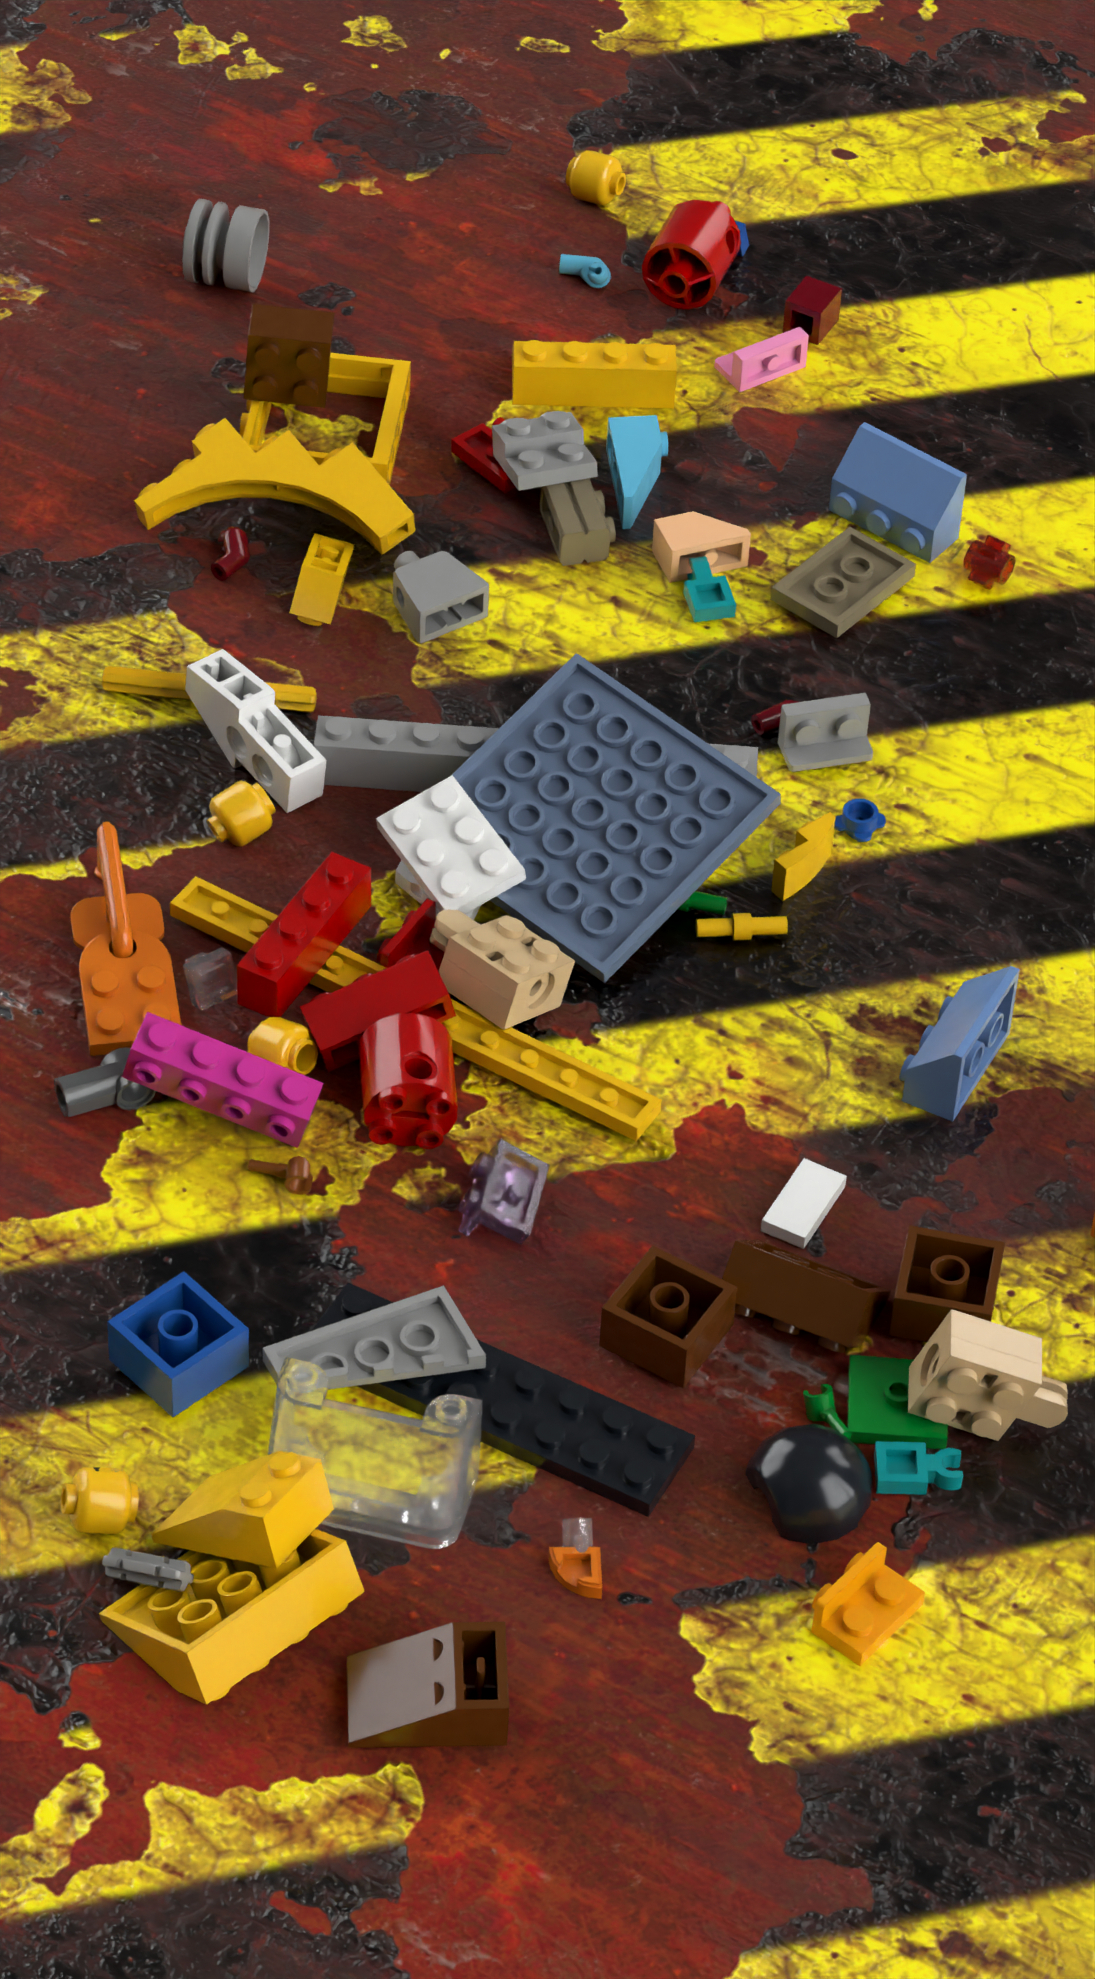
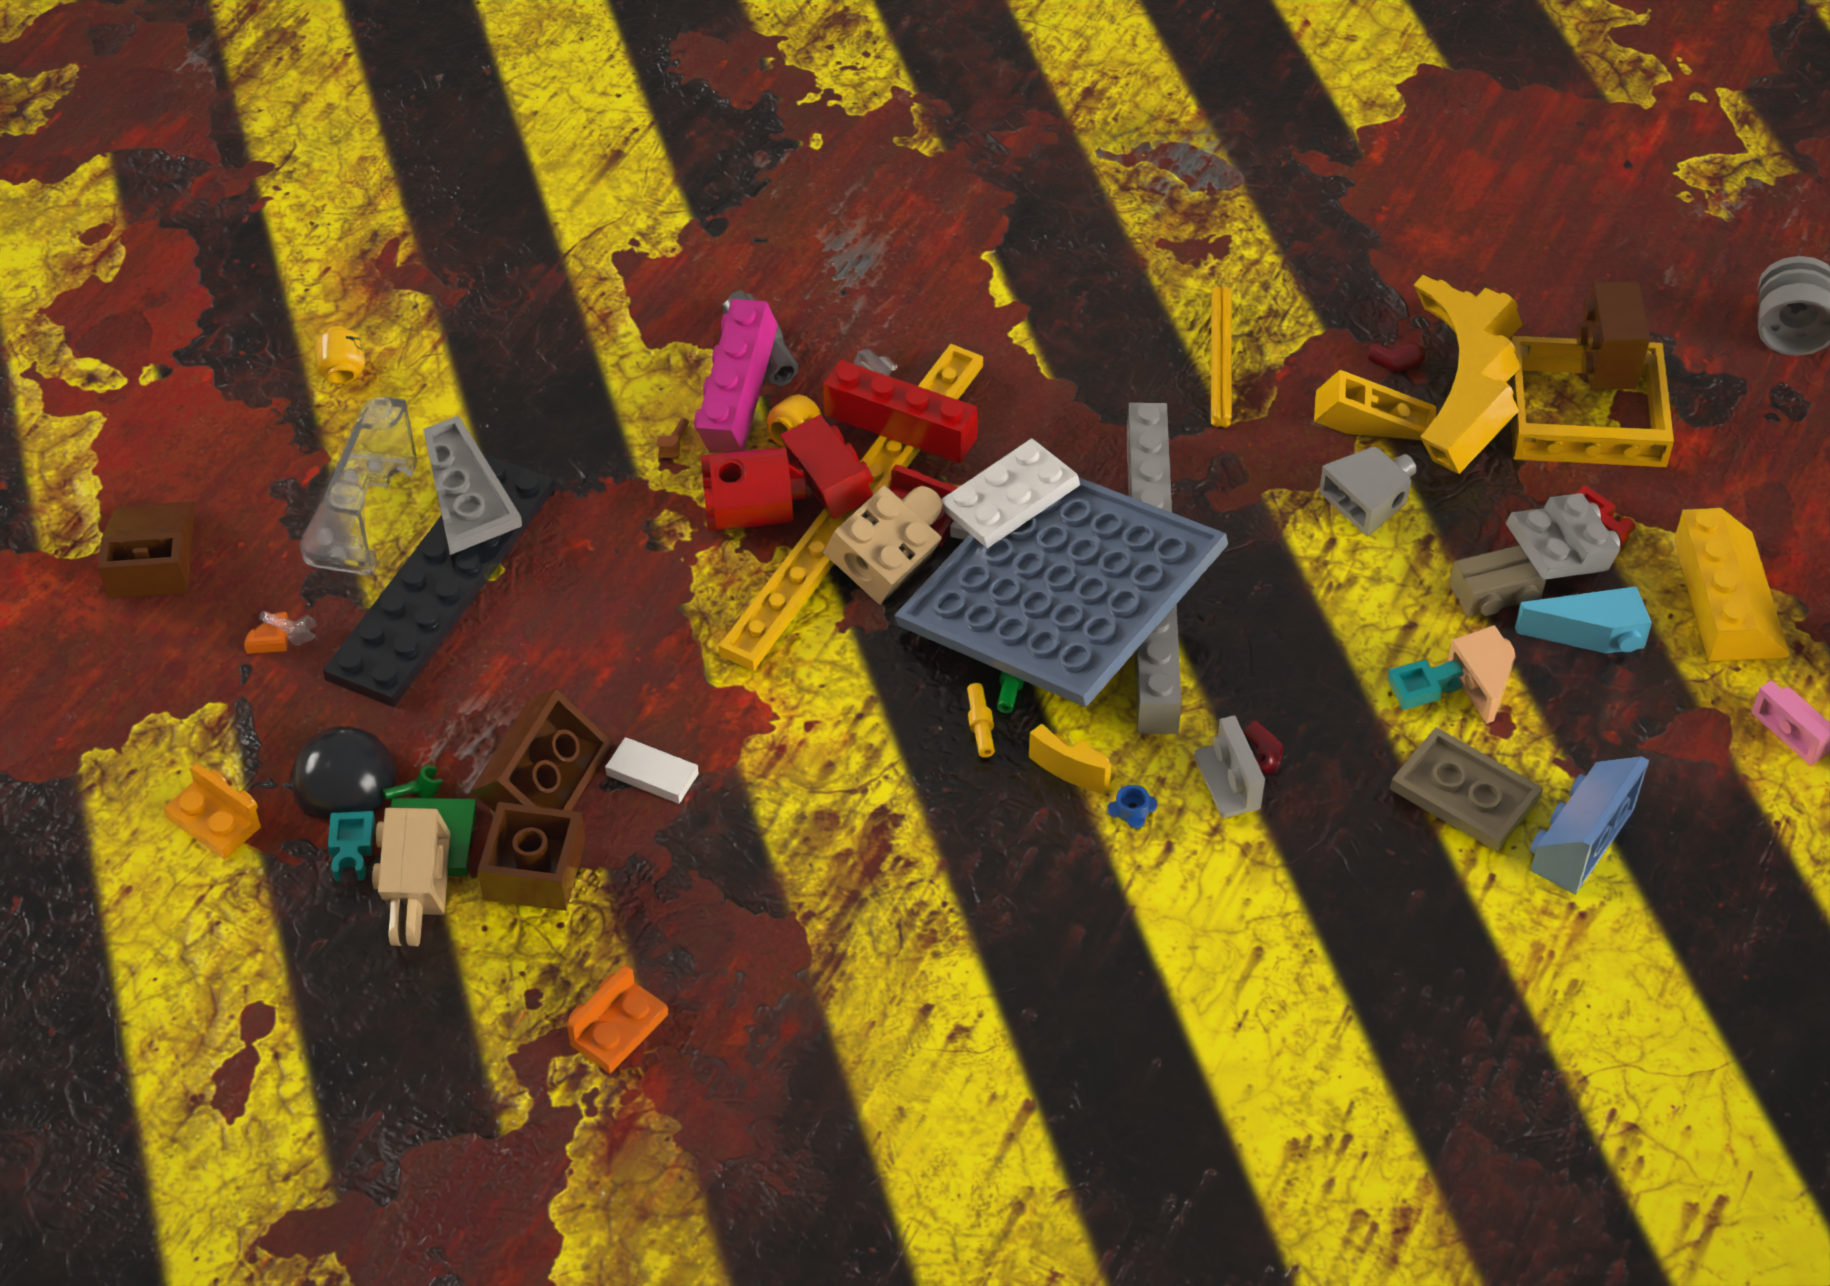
camera: 90 degrees right, 5 degrees up
(122, 959) = (887, 324): orange plate -> none
(148, 1569) = (273, 383): light grey axle -> none
(178, 1344) = (477, 378): blue brick -> none
(234, 1614) = (243, 433): yellow slope -> none
(240, 813) = (1063, 379): yellow head -> none
(252, 1510) = (298, 422): yellow slope -> none
(254, 731) = (1149, 370): white brick -> none
(504, 1192) = (647, 567): bracket -> none
(667, 1316) = (501, 665): reddish brown brick -> none
(960, 1044) = (828, 873): medium blue slope -> none
(989, 562) = (1519, 904): clear red gear -> none

